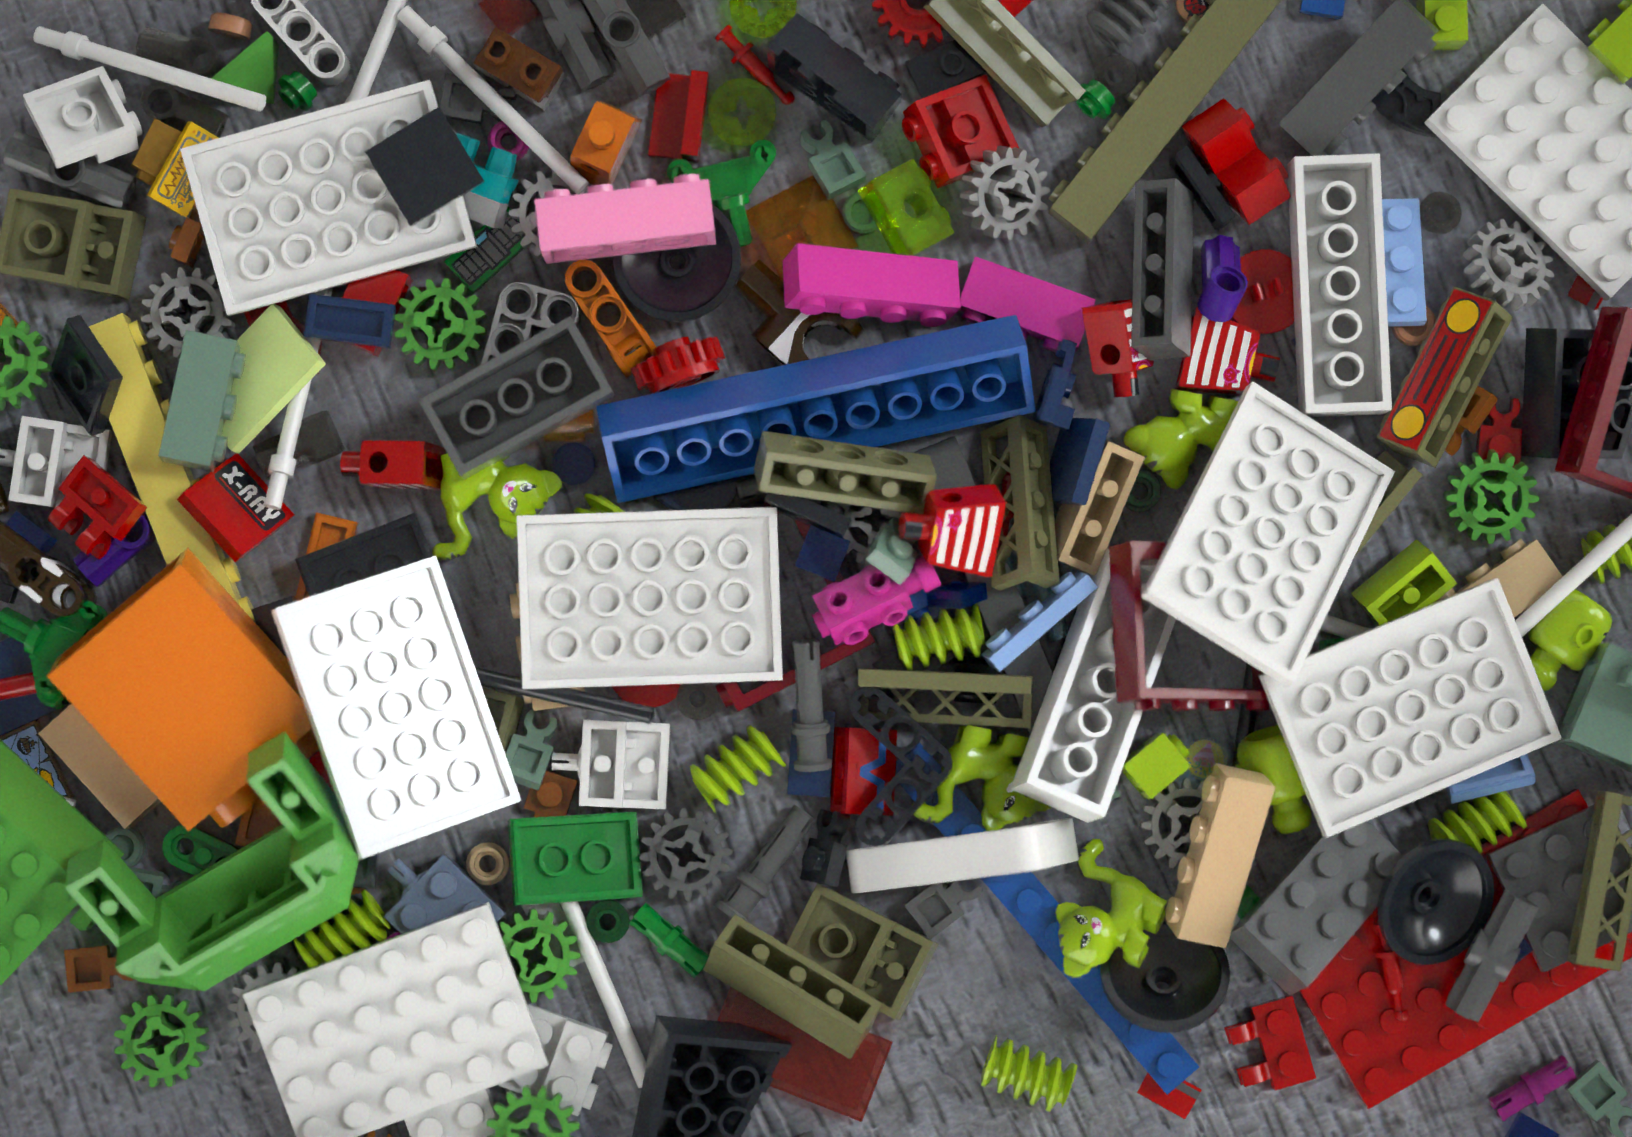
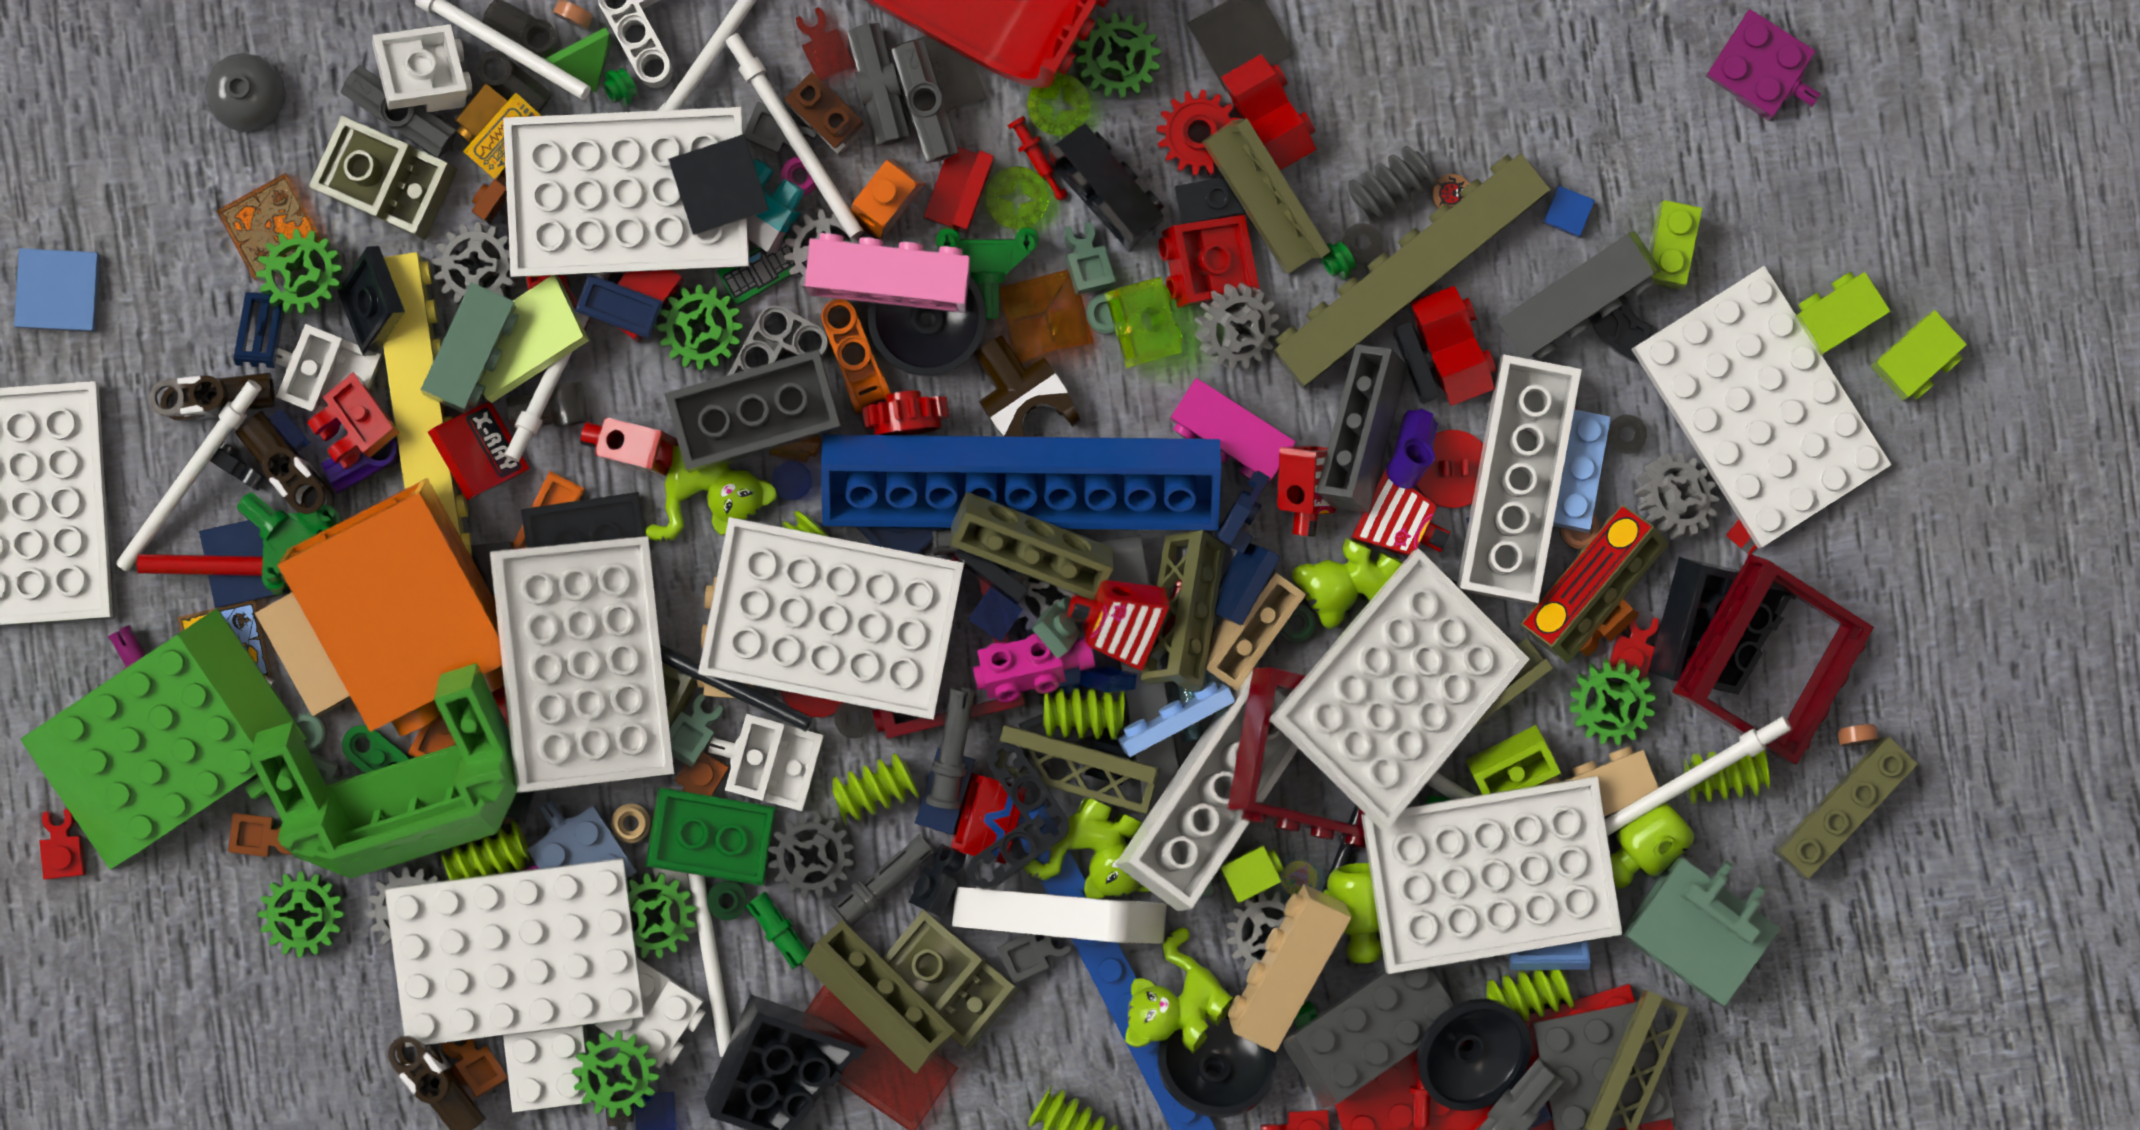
camera: 15 degrees right, 0 degrees up
(871, 284) = (1095, 382): dark pink brick -> none

